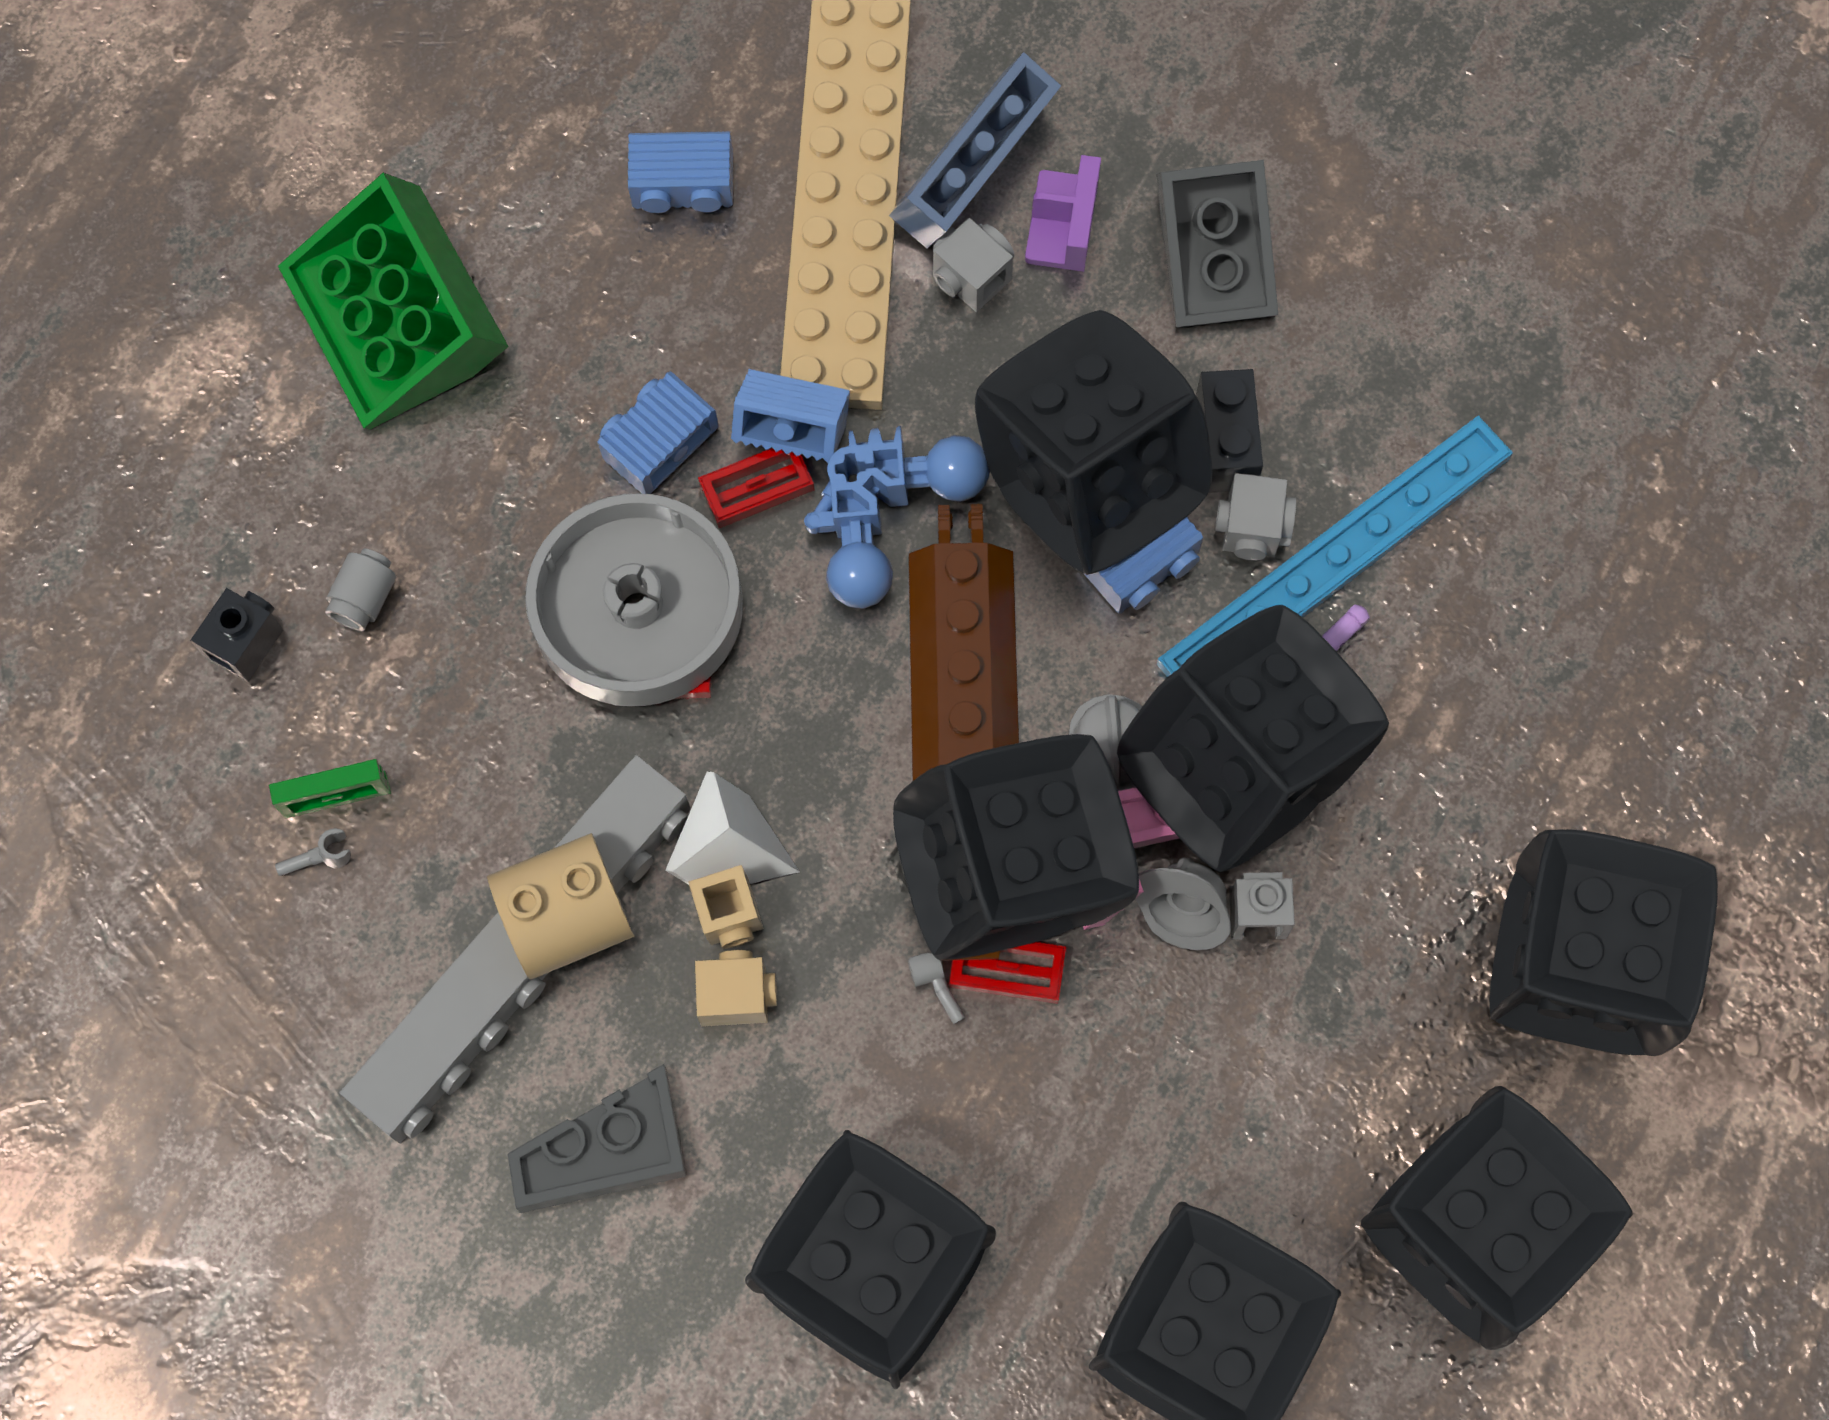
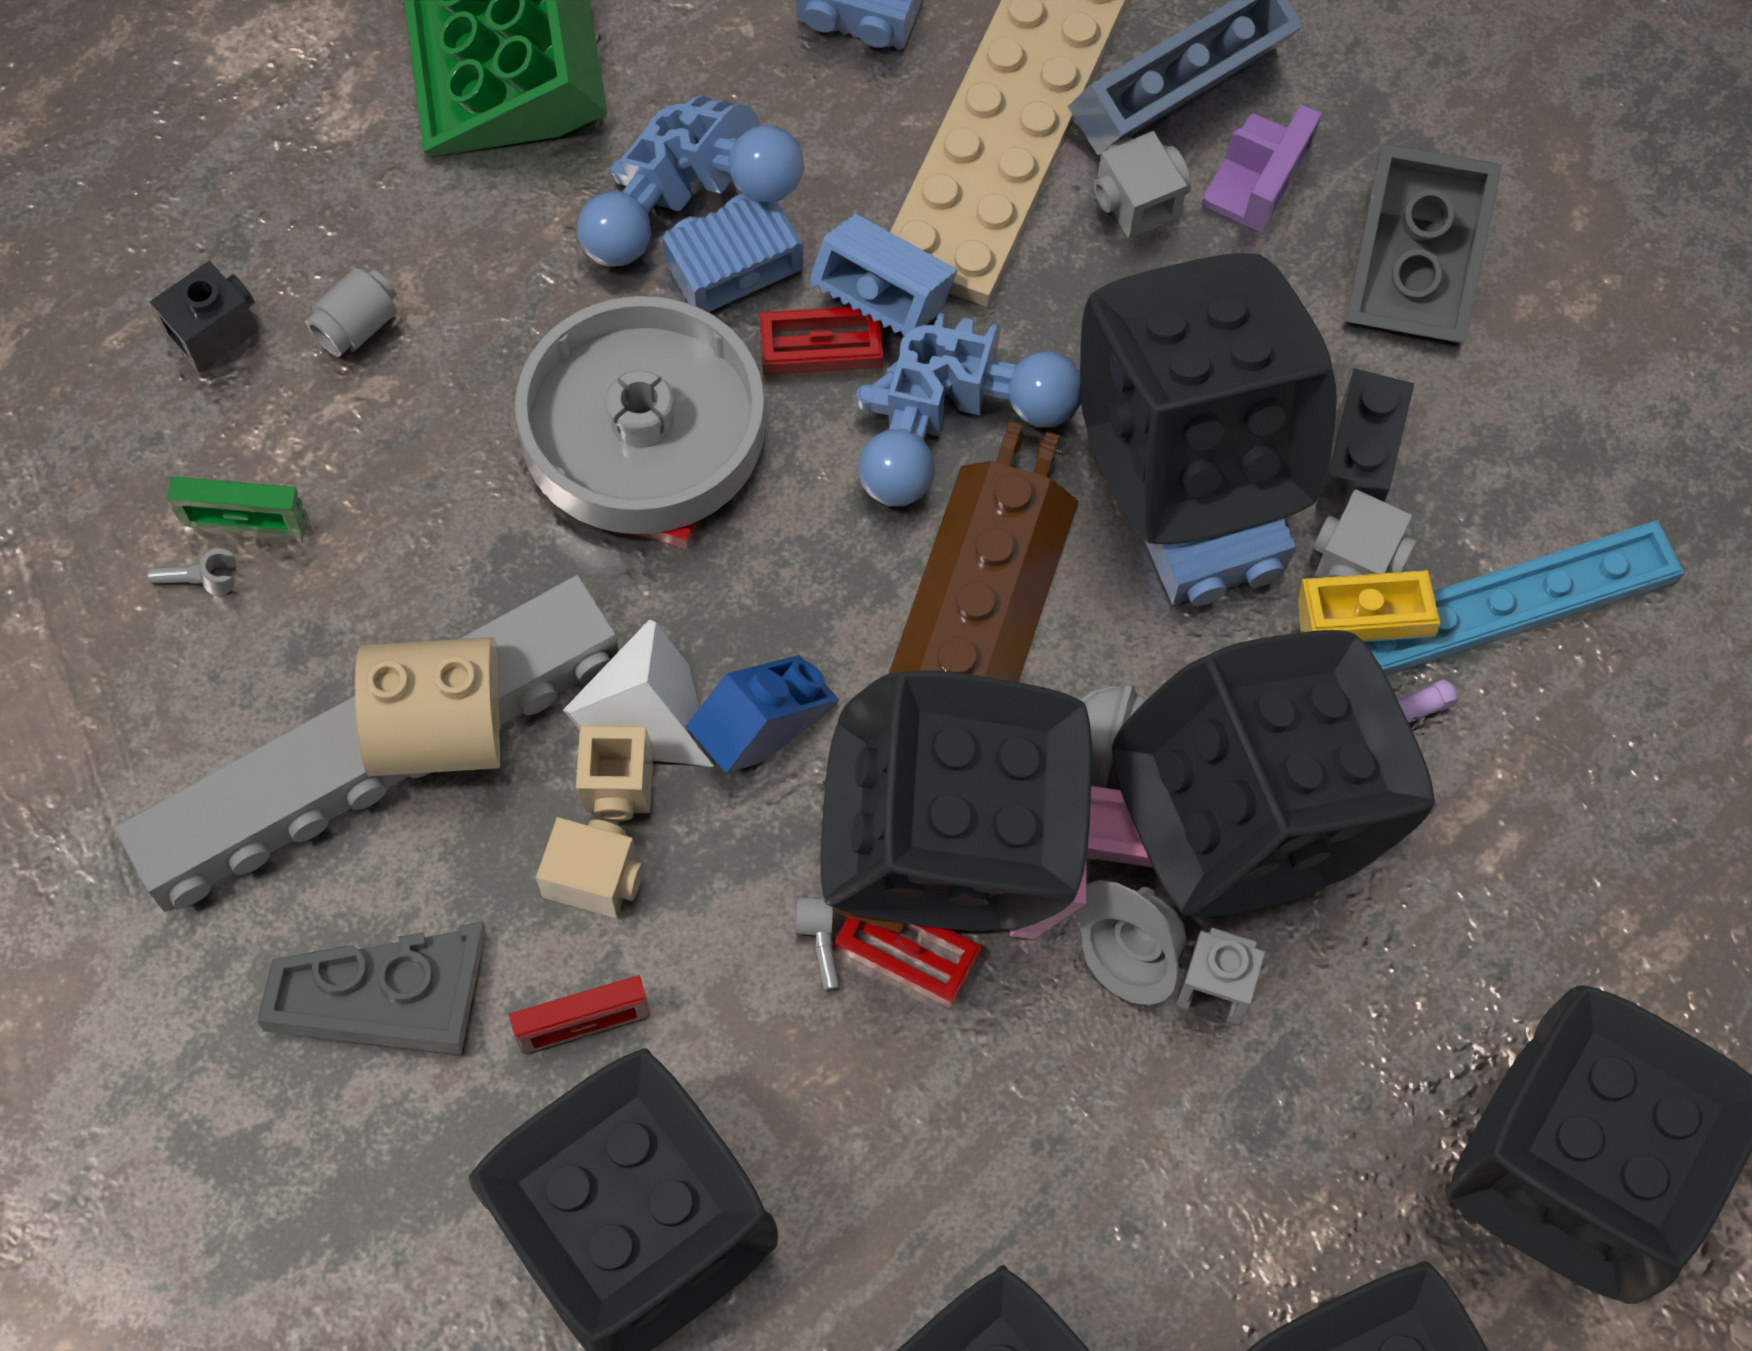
camera: 15 degrees right, 5 degrees down
(581, 356) = (678, 147): none -> medium blue piece
(771, 1112) = (580, 1014): none -> red tile
(823, 815) = (760, 711): none -> blue slope
(1276, 569) = (1371, 605): none -> yellow brick

